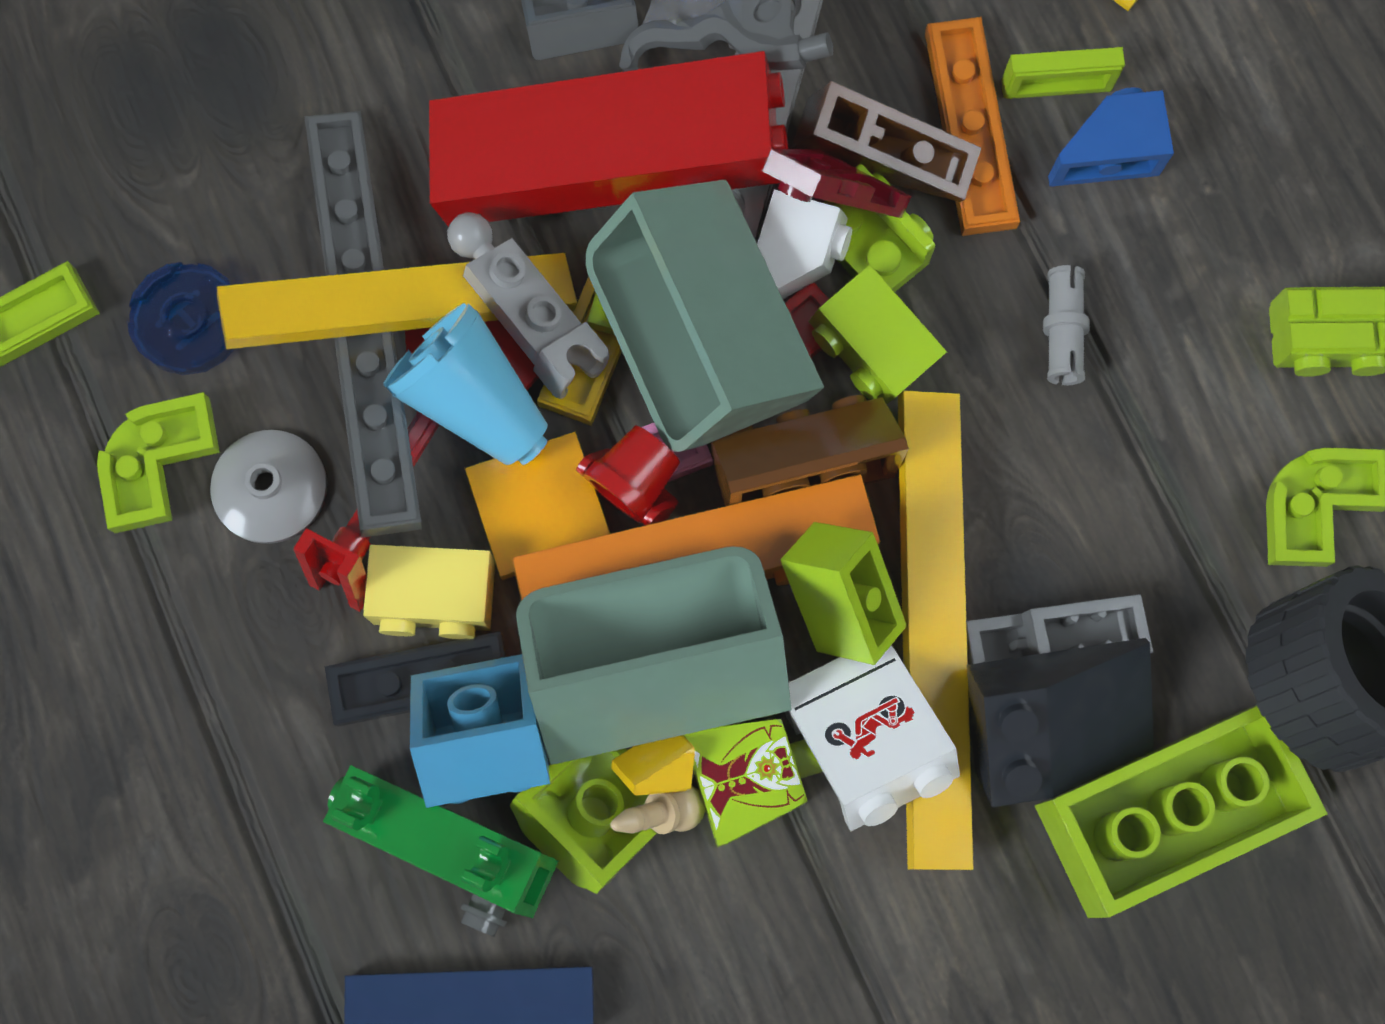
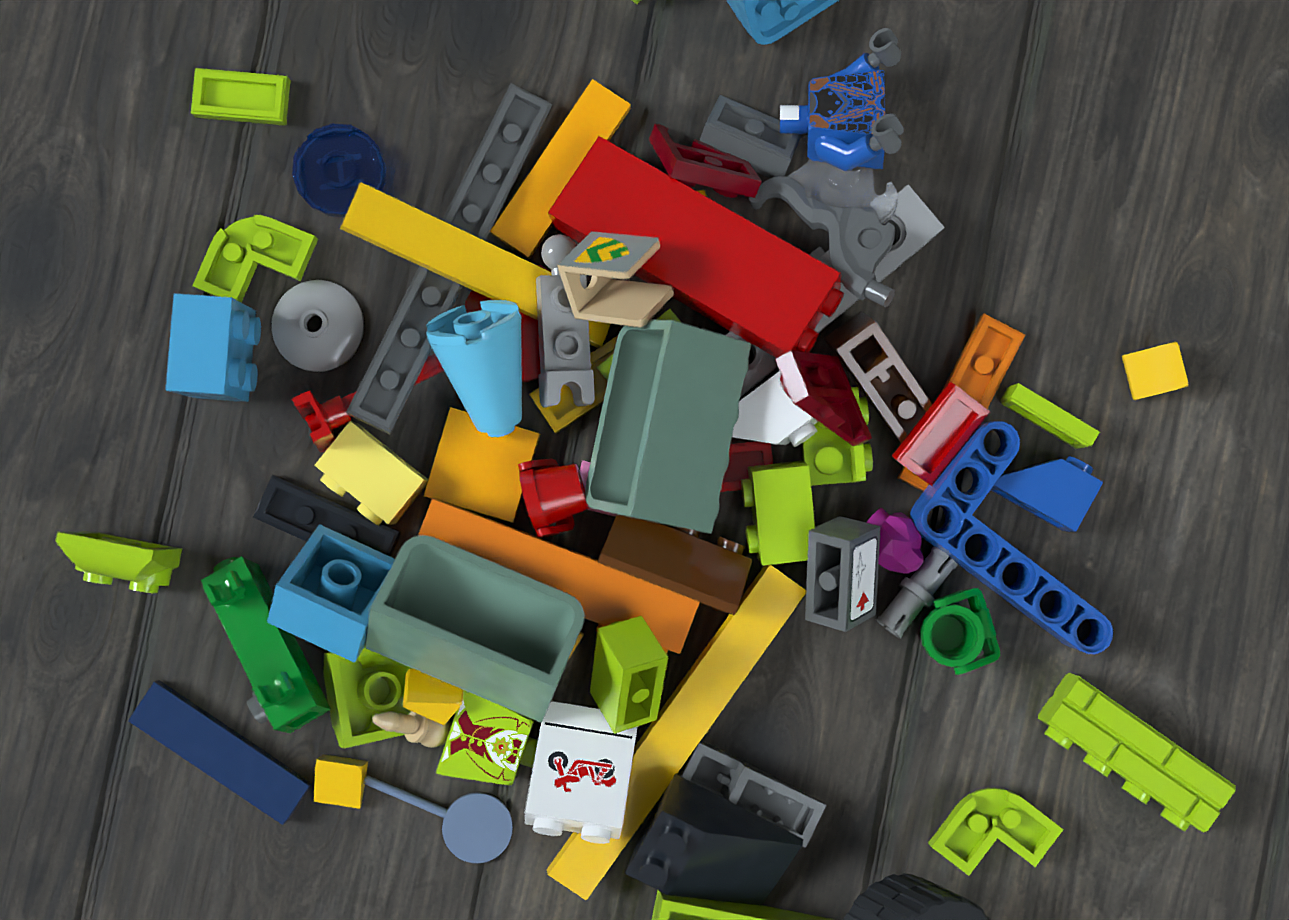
camera: 35 degrees right, 10 degrees up
(171, 570) = (212, 348): none -> dark azure brick
(218, 860) = (111, 556): none -> lime slope
(409, 223) = (526, 216): none -> light orange tile
(545, 65) = (704, 165): none -> dark red wing
(560, 236) = (606, 298): none -> tan piece
(621, 940) = (339, 781): none -> yellow slope
(797, 884) = (473, 827): none -> sand blue piece
(973, 153) = (941, 433): none -> tile
(981, 348) = (842, 573): none -> dark grey brick
(1005, 291) = (898, 542): none -> magenta rock
(1113, 224) = (998, 553): none -> blue beam
(1136, 329) = (958, 635): none -> green piece

